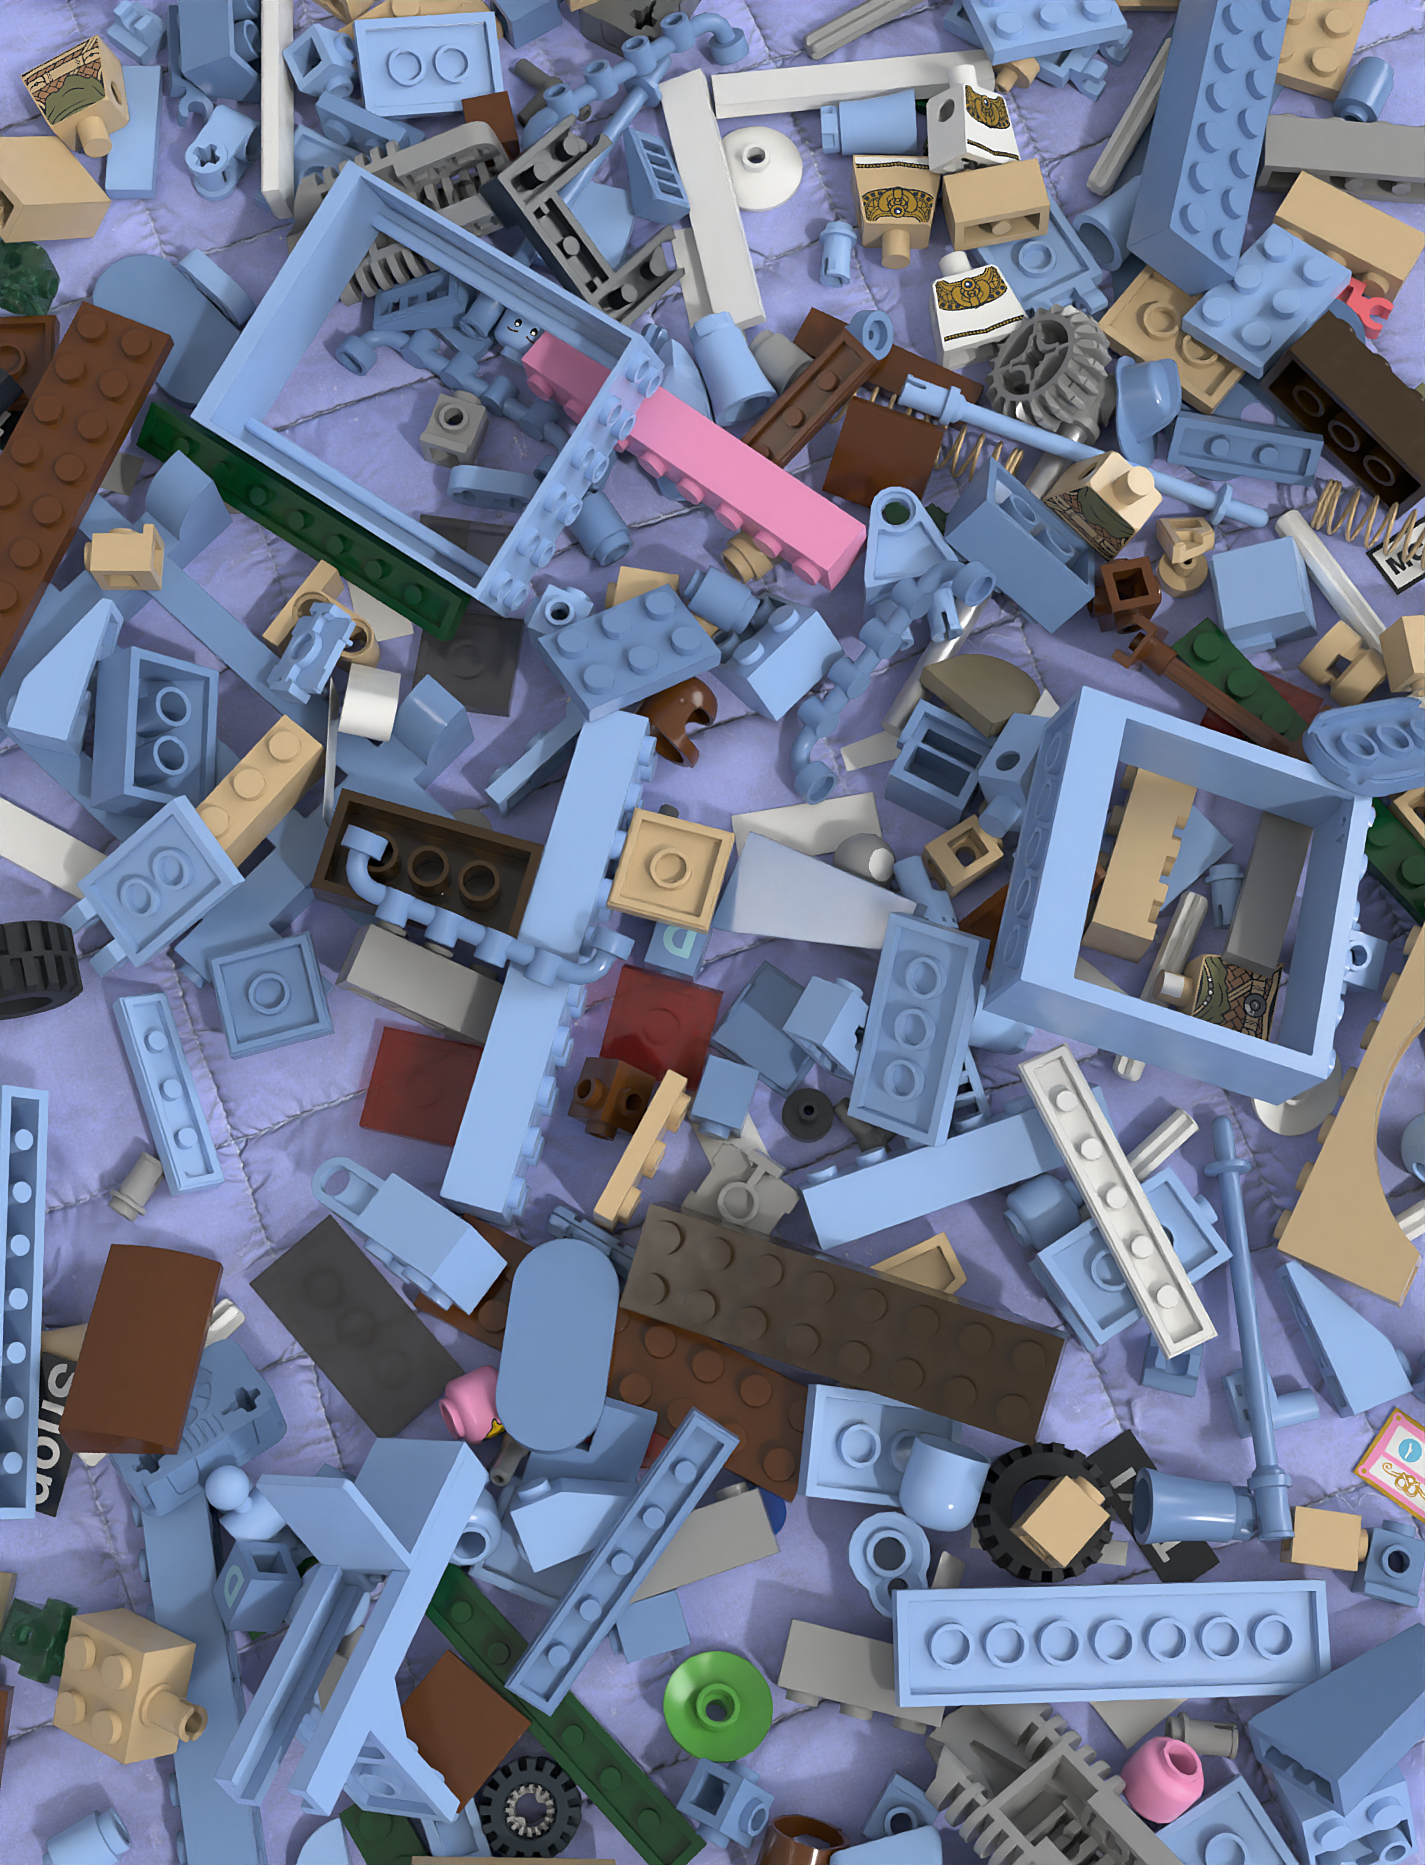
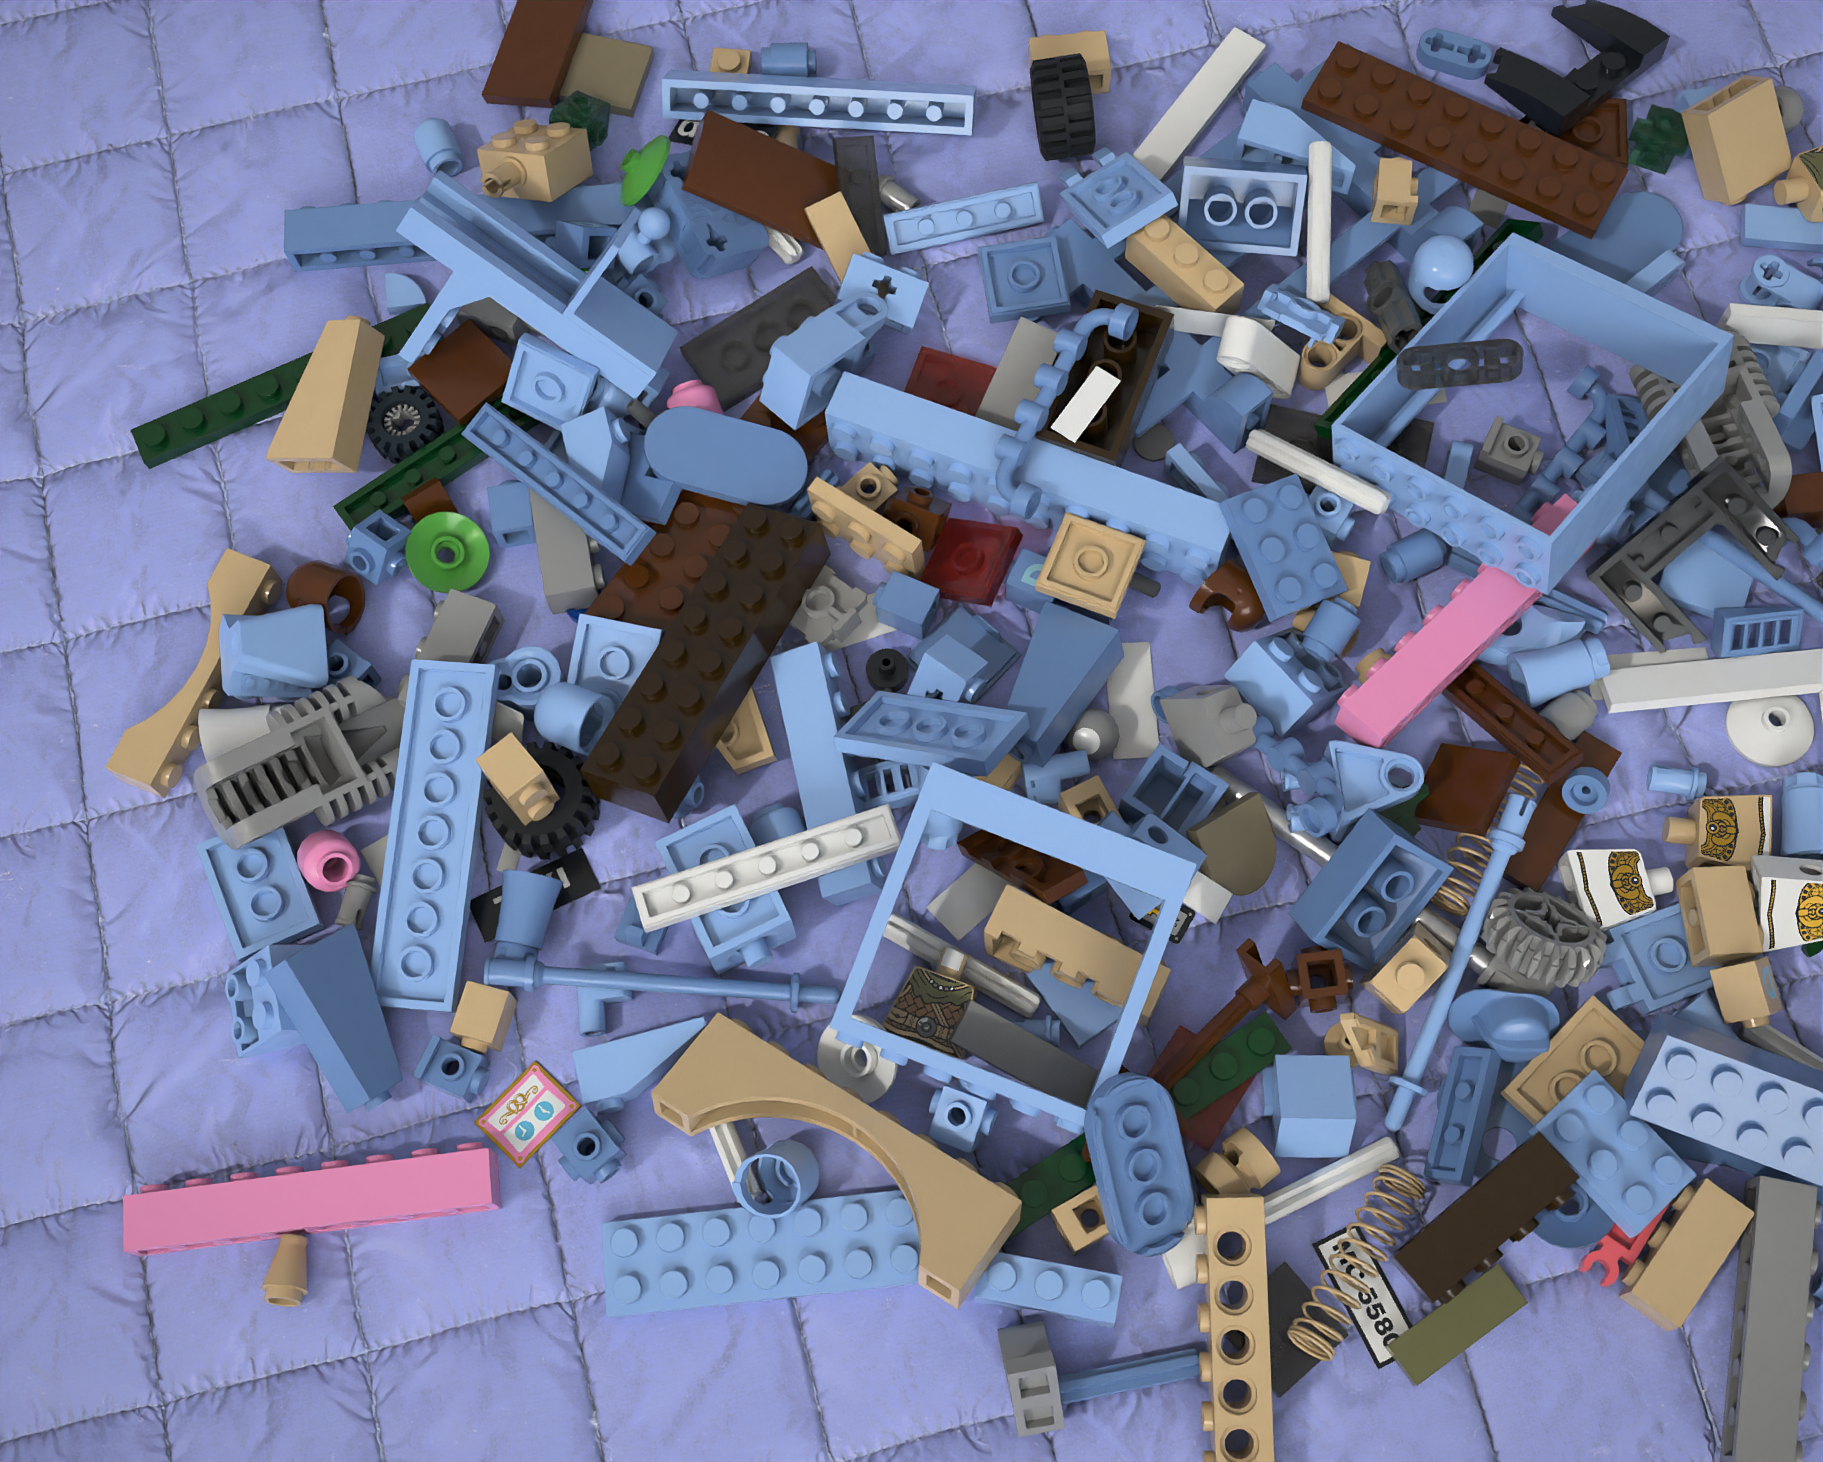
camera: 100 degrees right, 5 degrees down
(144, 1513) = (643, 169): none -> bright green dish
(151, 1226) = (860, 187): none -> clear smoke tile
(181, 638) = (1319, 222): none -> white axle
(238, 1230) = (838, 234): none -> tan tile
(244, 496) = (1440, 264): none -> light blue helmet
(285, 1206) = (904, 286): none -> light blue brick
(301, 546) = (1392, 304): none -> dark grey piece
(400, 421) = (1472, 351): none -> clear smoke beam
(471, 885) = (1085, 404): none -> white sticker
(480, 1595) = (548, 382): none -> light blue tile
(515, 626) = (1318, 471): none -> white axle
(583, 1183) = (881, 479): none -> tan brick
(649, 1746) = (428, 500): none -> reddish brown tile
(850, 724) = (1209, 723): none -> light grey torso
(1078, 176) = (1746, 992): none -> tan brick
(1156, 1148) = (816, 931): white axle -> none

